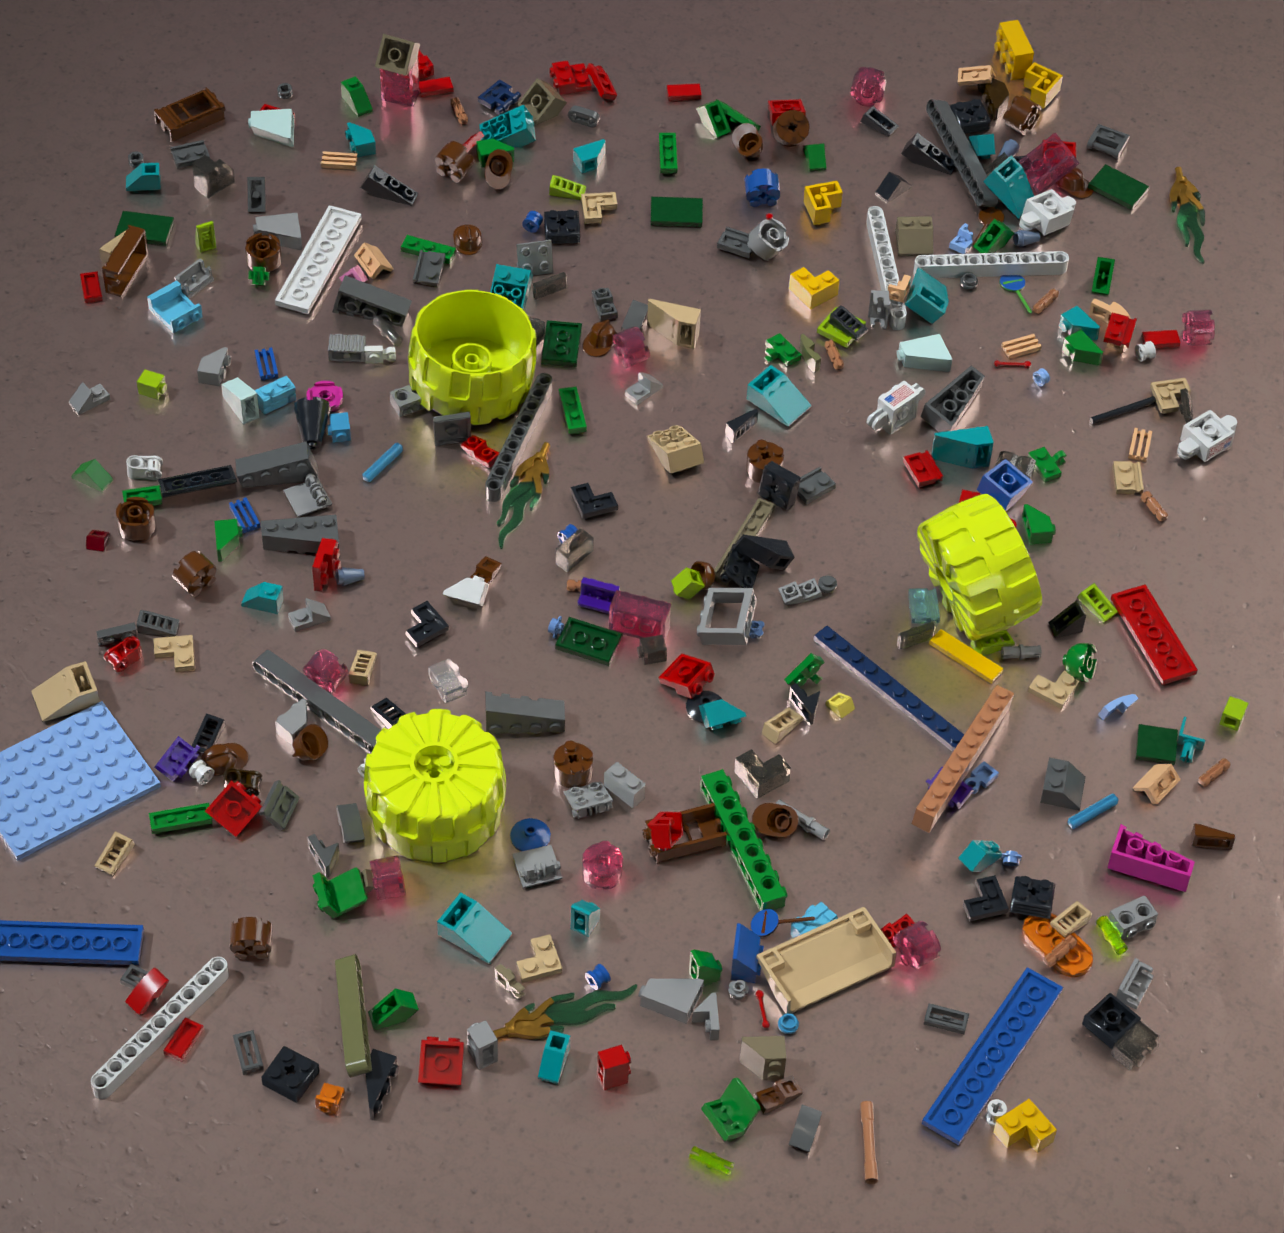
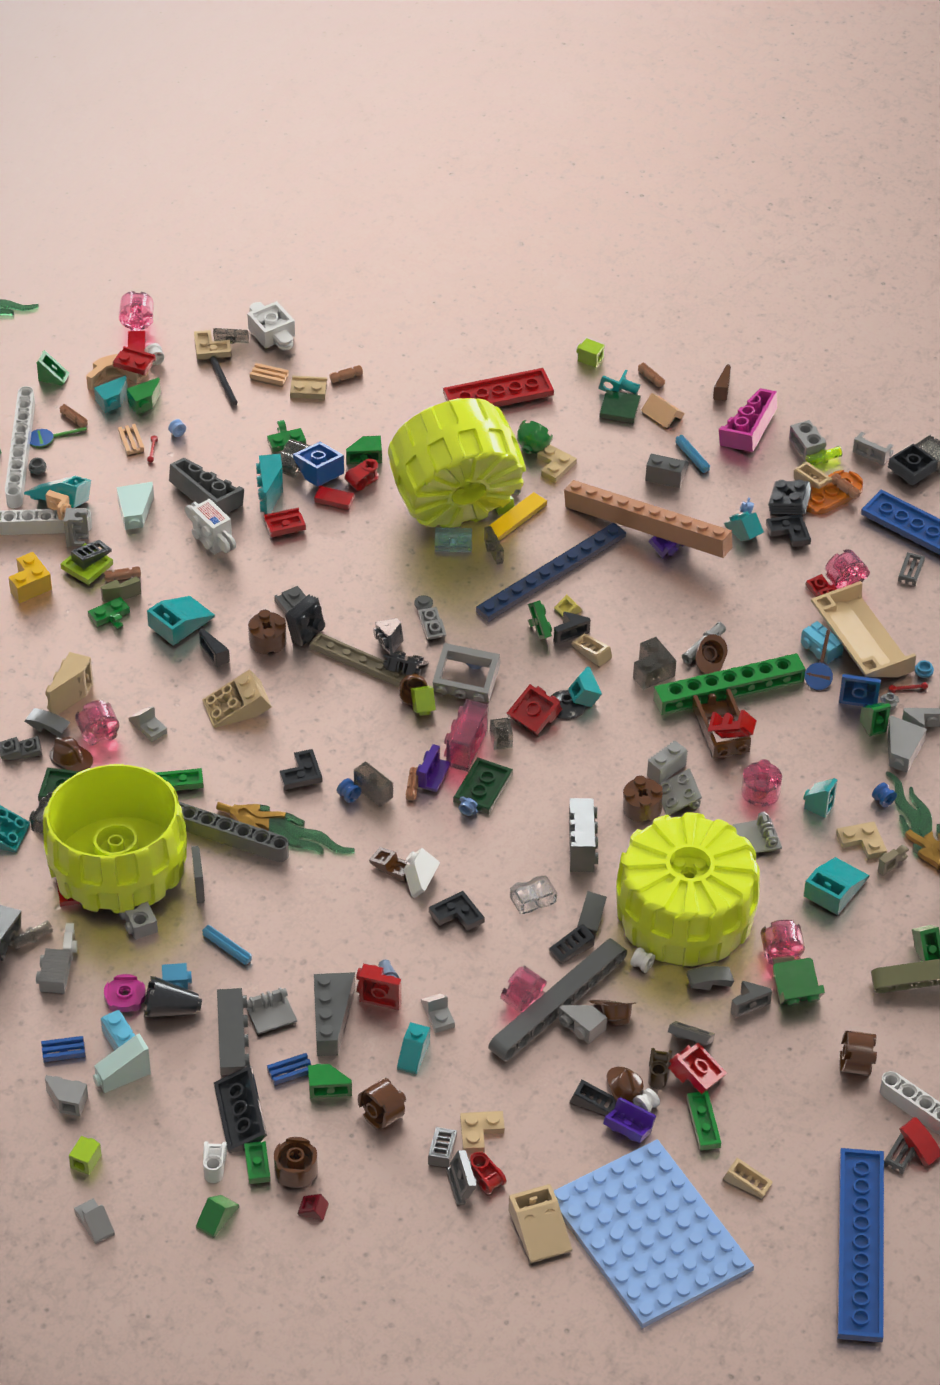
camera: 85 degrees left, 5 degrees down
(362, 678) = (508, 960): tan slope -> none
(478, 450) = (221, 861): red slope -> none
(1121, 703) = (581, 424): light blue slope -> none

